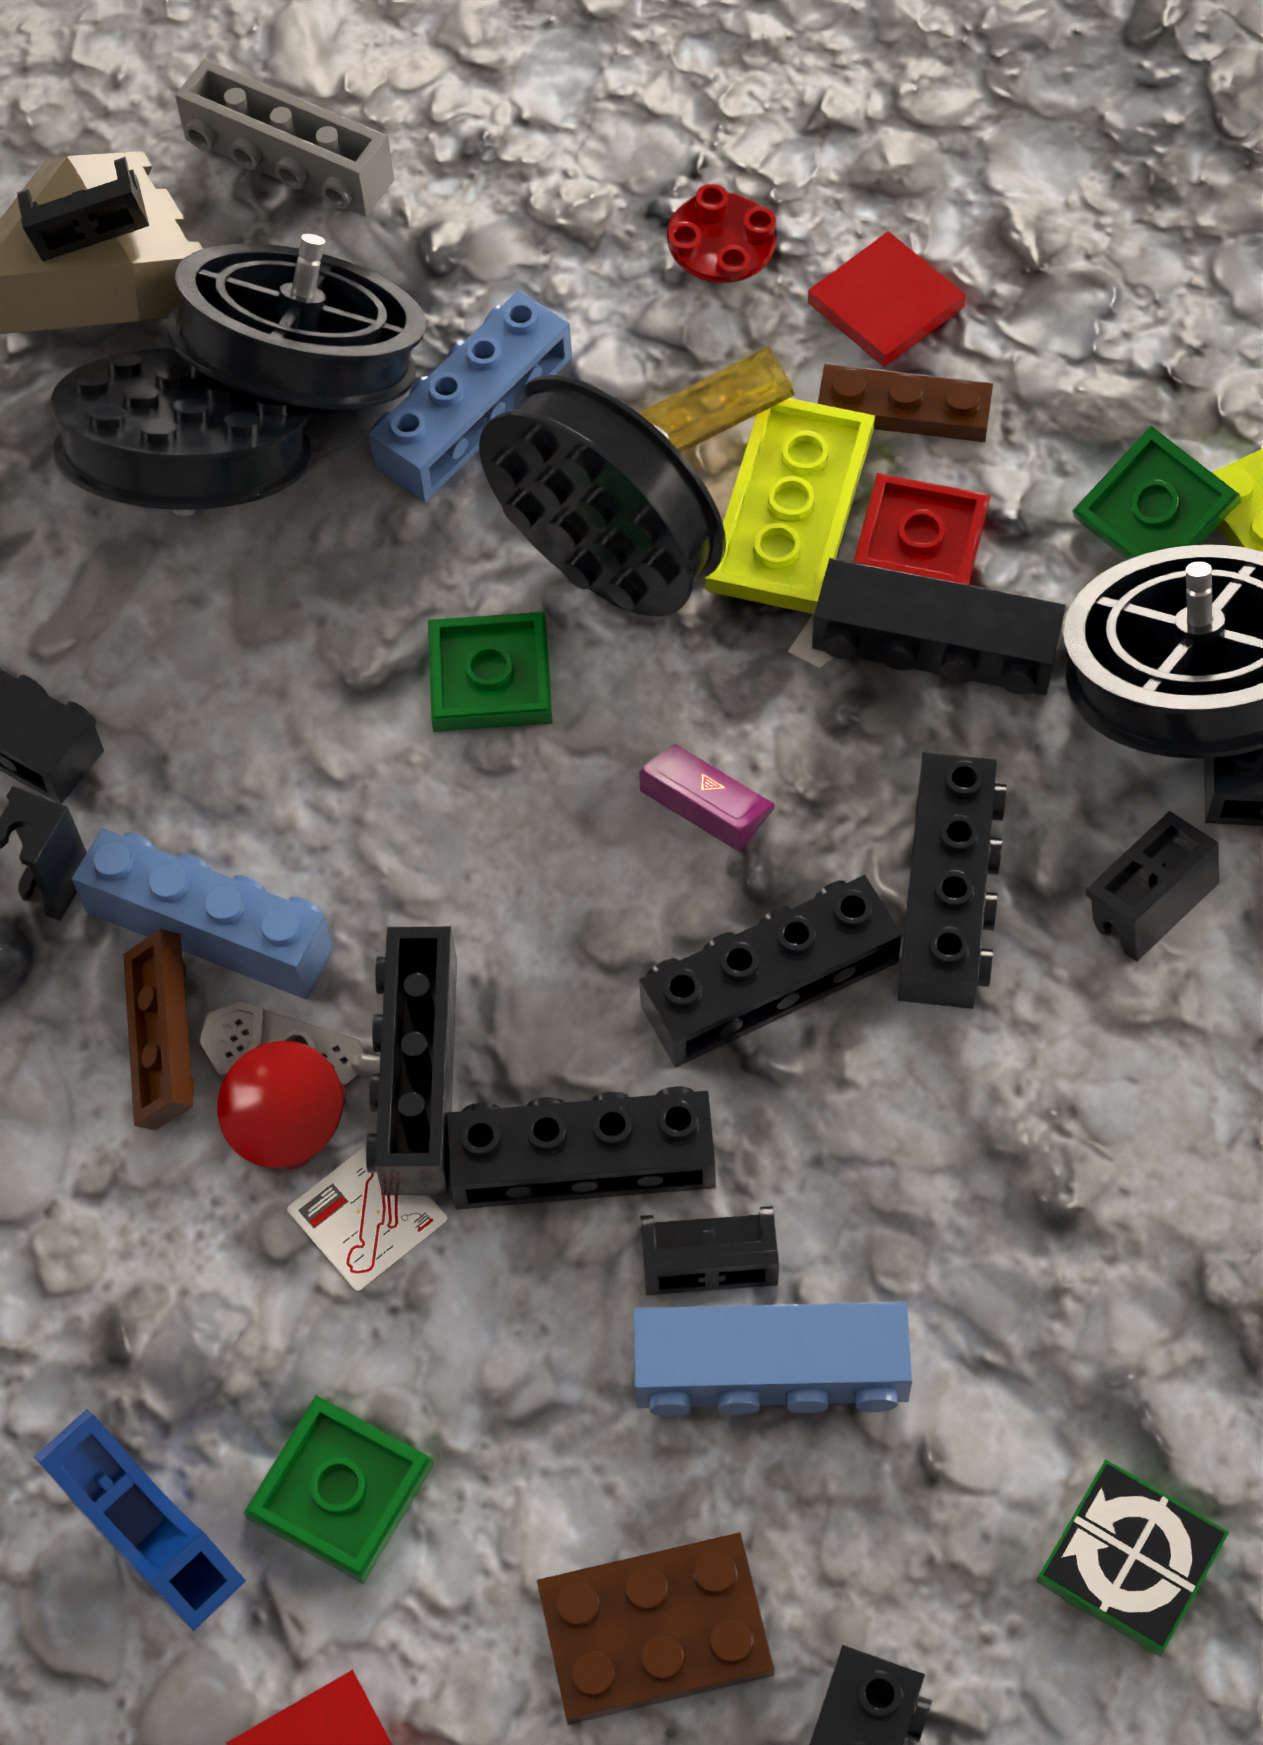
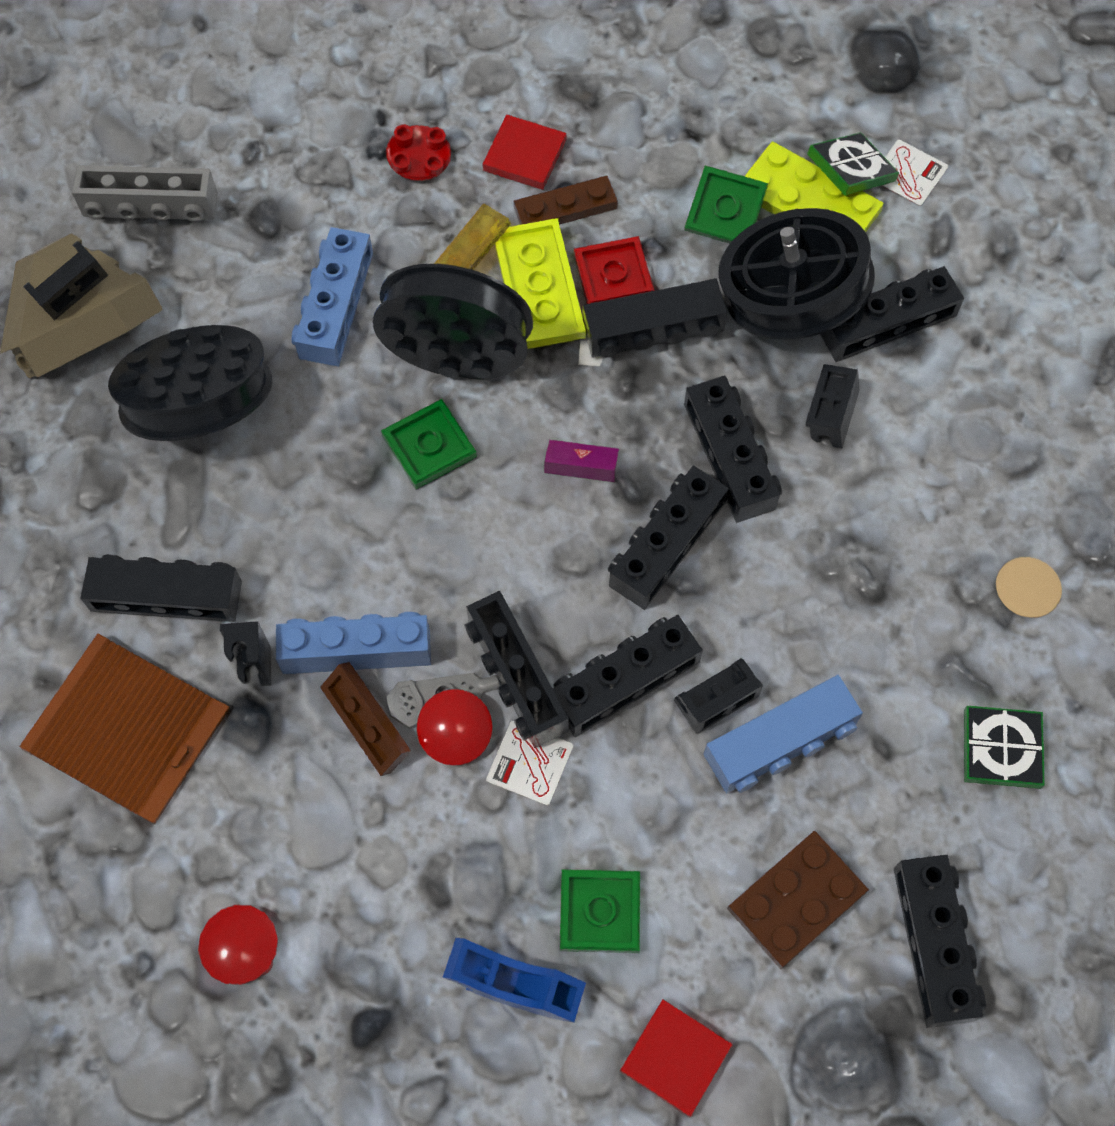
camera: 30 degrees left, 5 degrees up
(295, 325) = (222, 297): black wheel -> none

